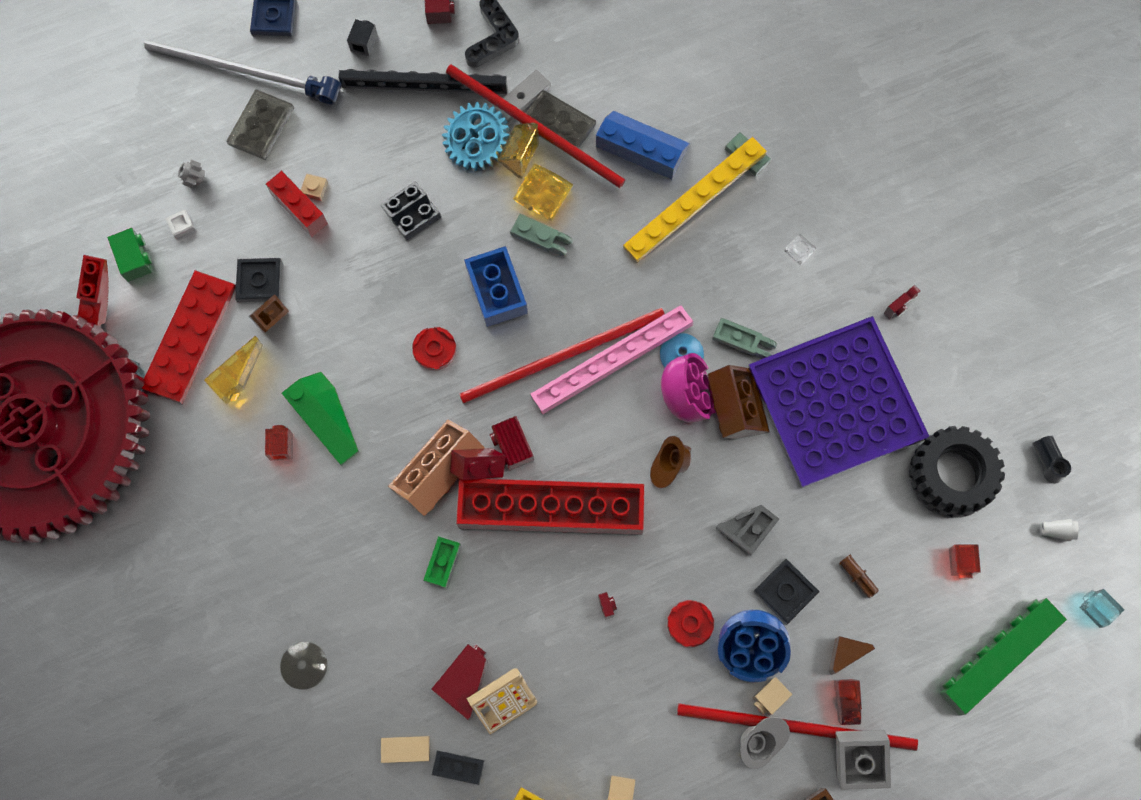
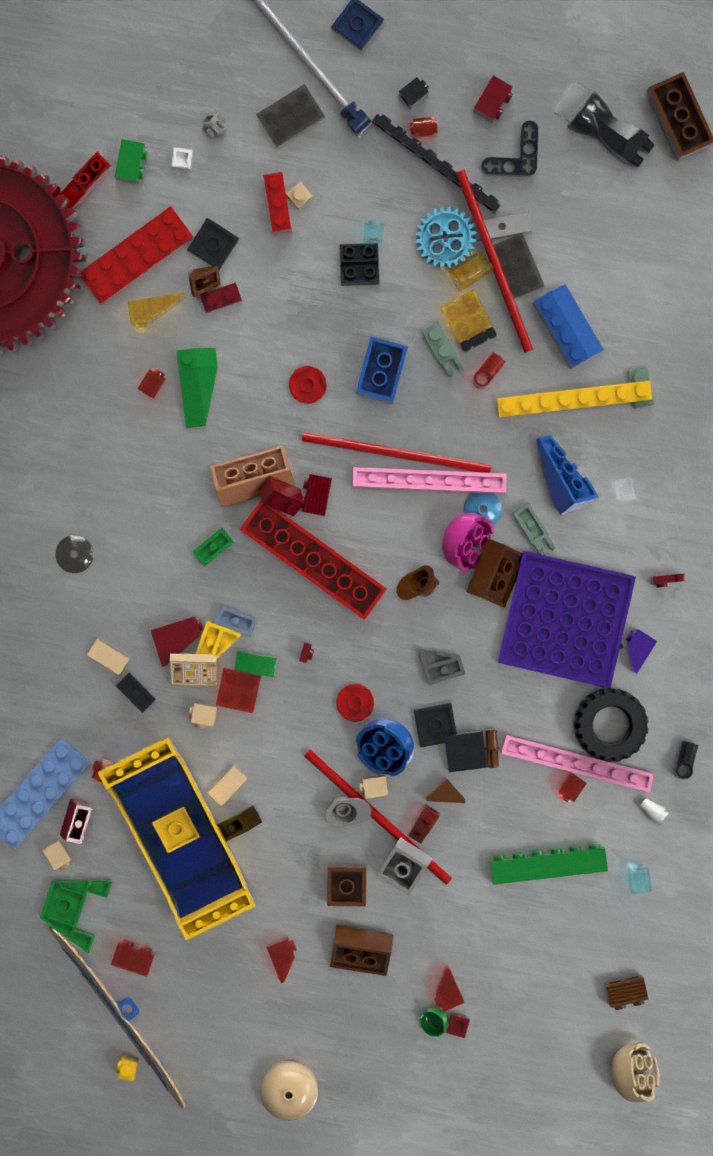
camera: 30 degrees right, 15 degrees up
(297, 323) = (220, 297): none -> dark red plate
(391, 58) = (423, 127): none -> clear red brick
(403, 169) = (373, 232): none -> clear light blue brick
(506, 653) = (216, 639): none -> yellow wing
(513, 621) = (236, 620): none -> sand blue plate
(544, 743) = (203, 715): none -> tan brick
(563, 651) = (256, 664): none -> green slope
(563, 692) = (238, 690): none -> clear red plate
(568, 205) = (478, 339): none -> black axle
(597, 226) = (489, 370): none -> clear red piece
(745, 281) = (565, 483): none -> blue wedge
(835, 596) = (465, 750): none -> black tile
(925, 383) = (638, 648): none -> dark purple slope
(952, 533) = (577, 763): none -> bright pink plate

